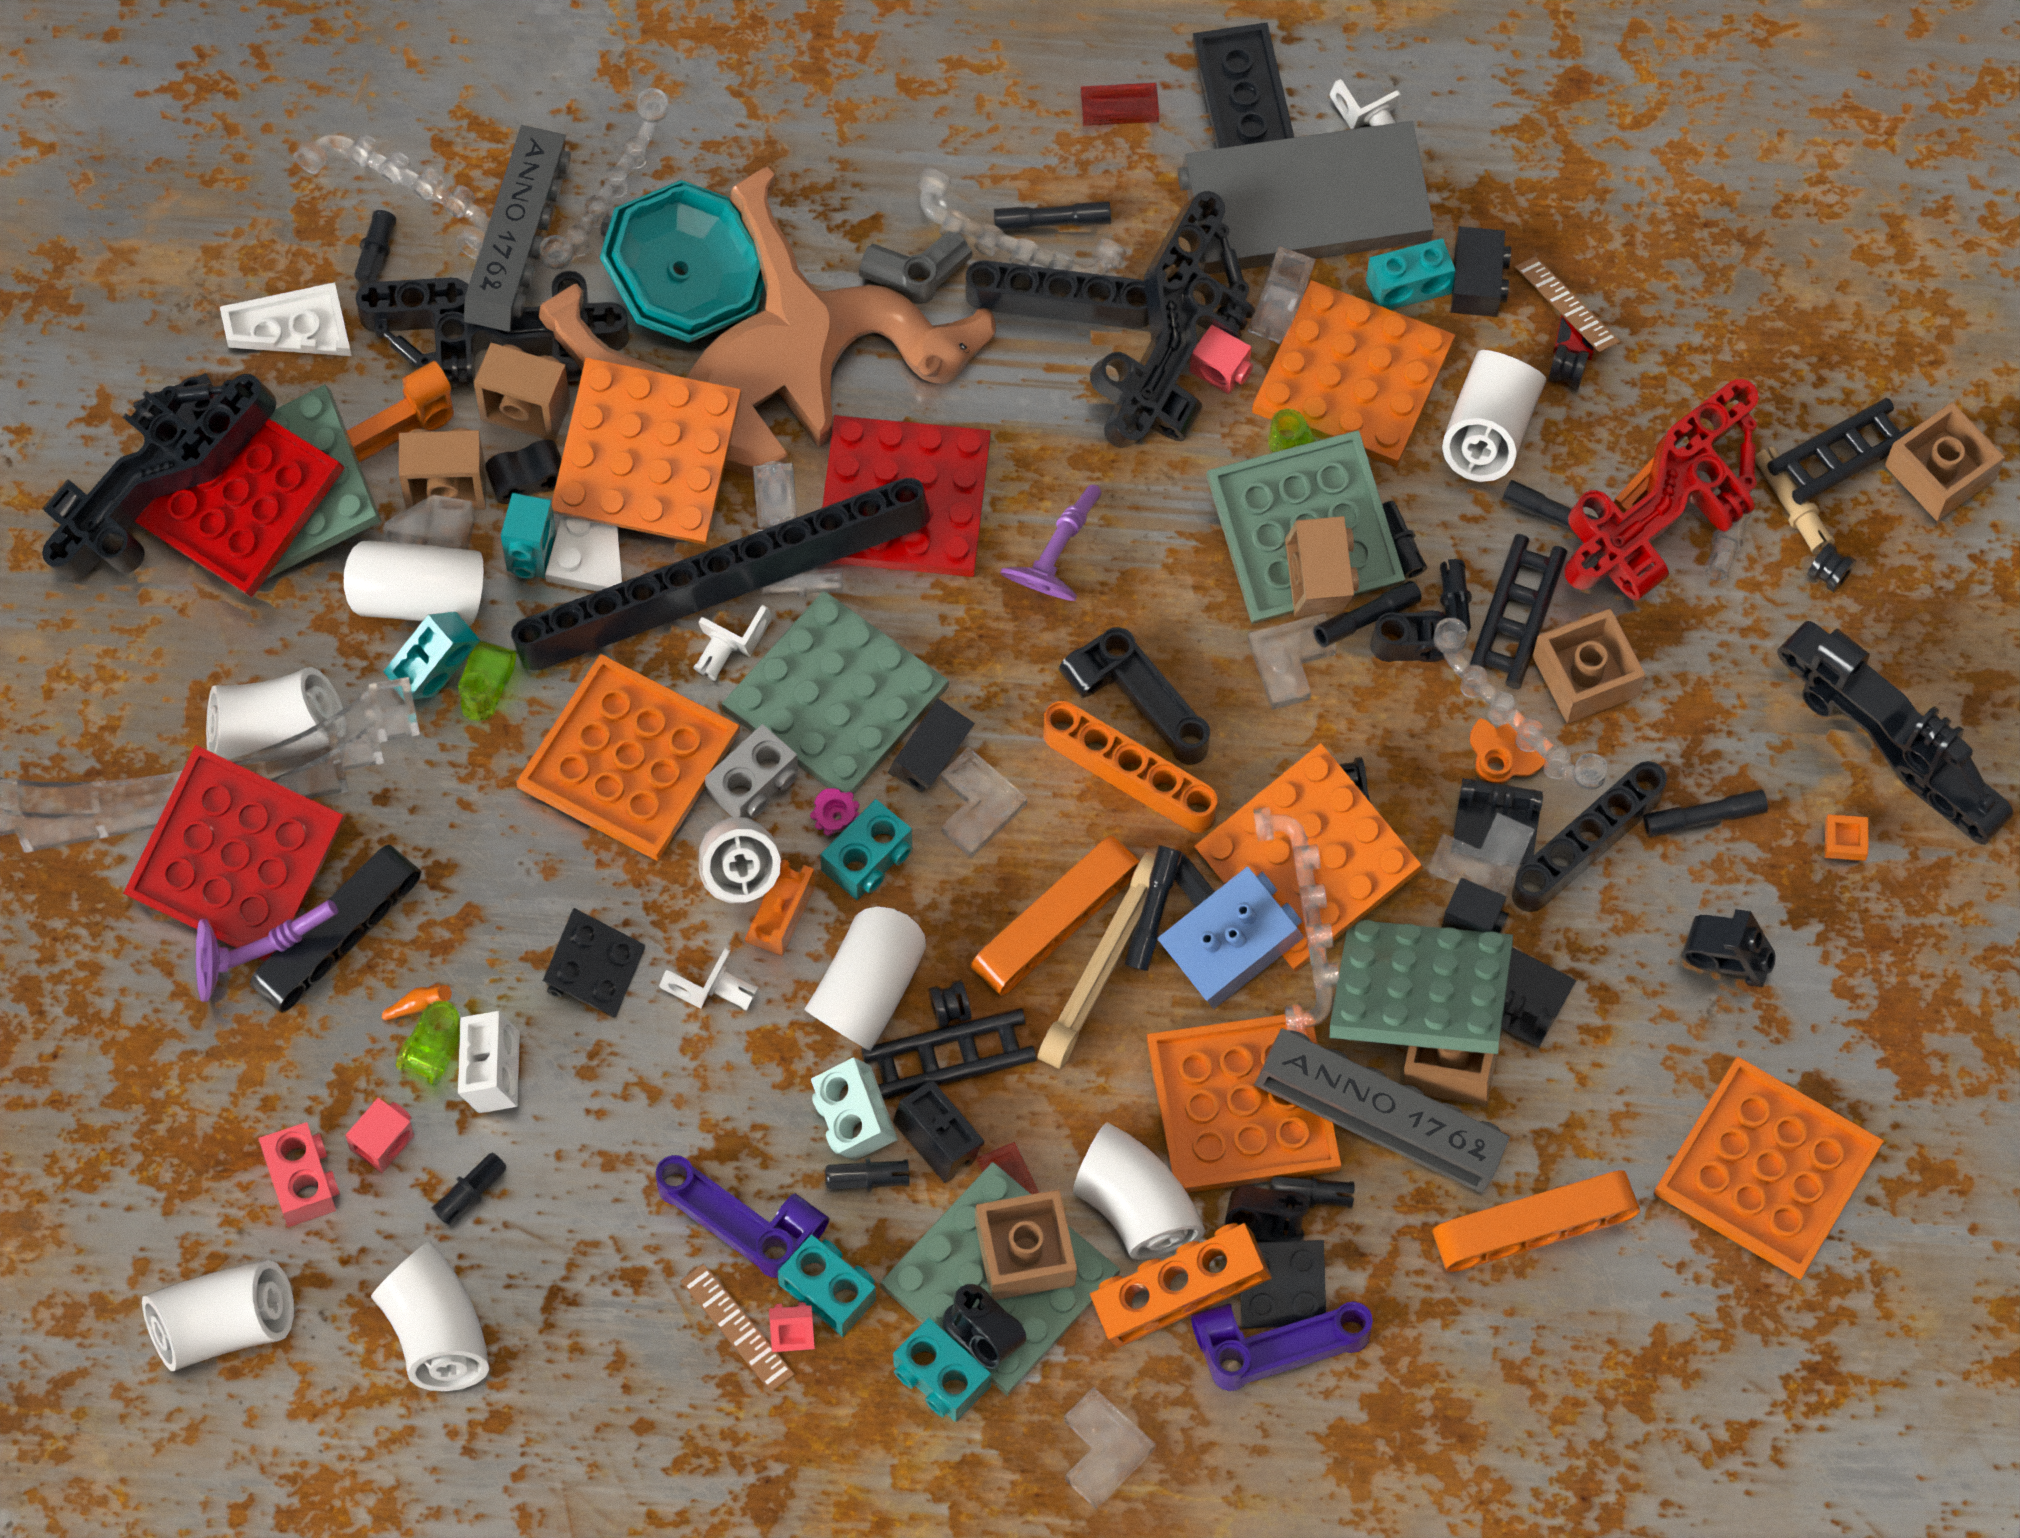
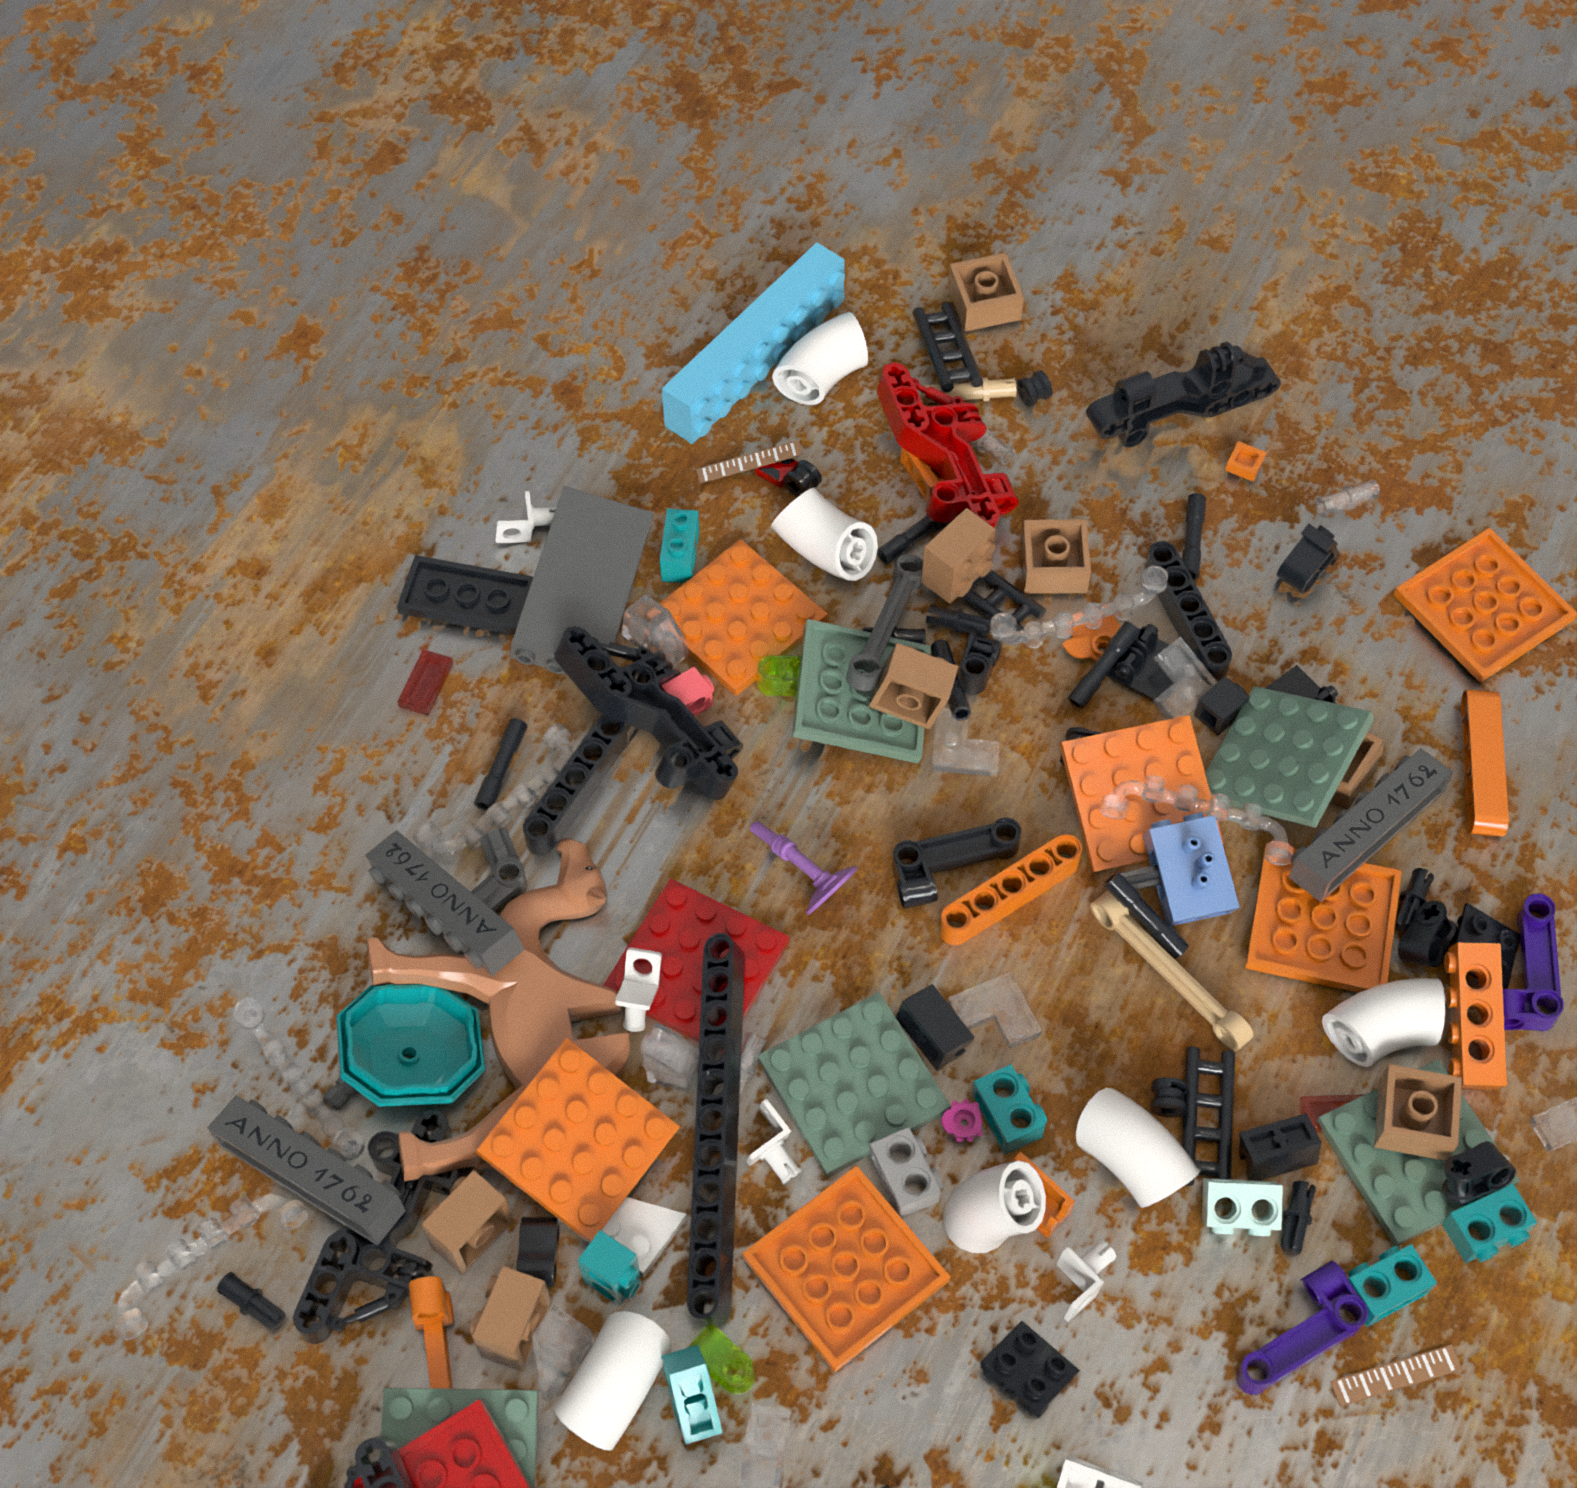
camera: 65 degrees left, 5 degrees down
(289, 322) = (287, 1404): white wing -> none
(791, 1328) = (1418, 1329): coral tile -> none
(838, 444) = (638, 989): none -> white bracket
(847, 221) = (444, 904): none -> dark grey brick
(1056, 915) = (1119, 991): orange beam -> none
(1410, 516) = (870, 658): none -> dark grey piece
(1478, 273) = (692, 493): black brick -> none
(1489, 769) = (1116, 648): none -> black piece
(1523, 556) = (958, 556): none -> medium nougat brick
(1730, 240) = (753, 343): none -> medium azure brick
(1746, 320) = (821, 360): none -> white brick
(1850, 969) = (1347, 498): none -> clear pin

